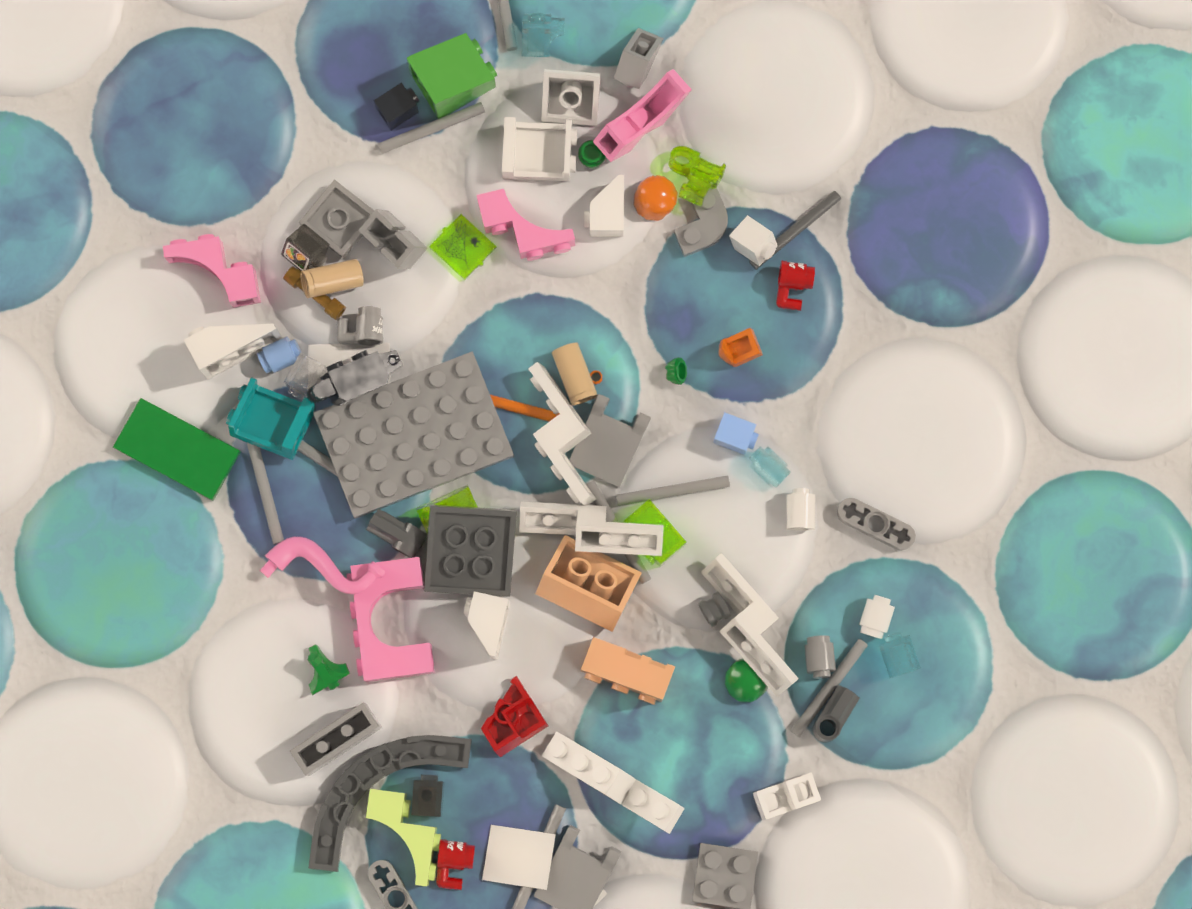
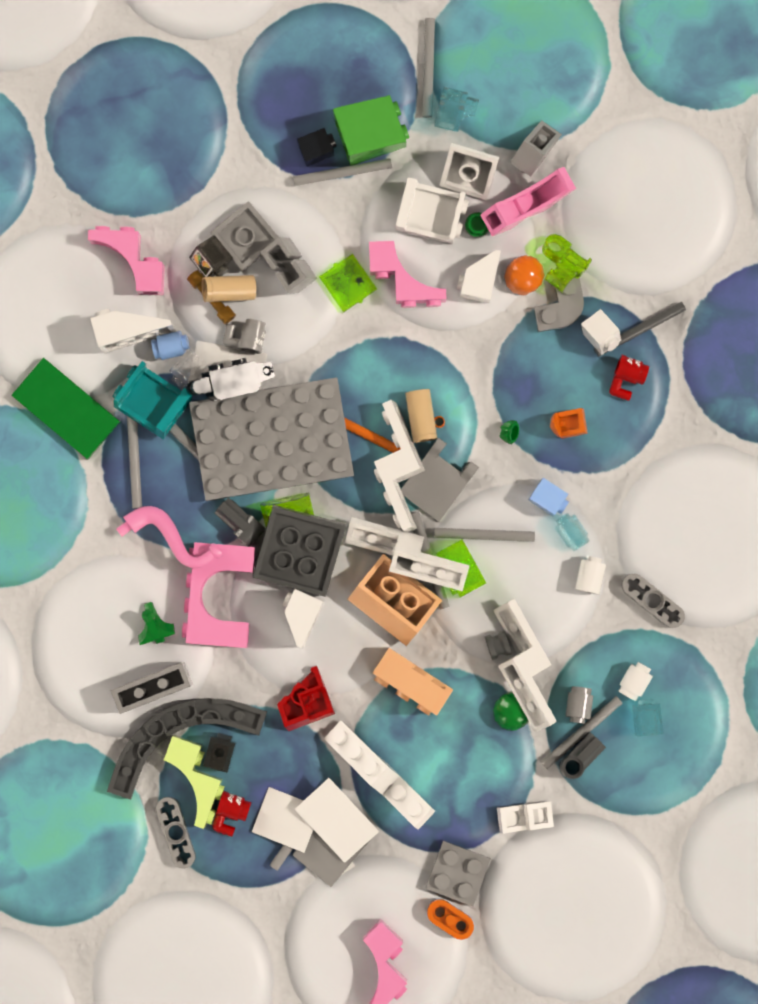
camera: 15 degrees right, 5 degrees up
(575, 844) = (336, 820): none -> white sticker

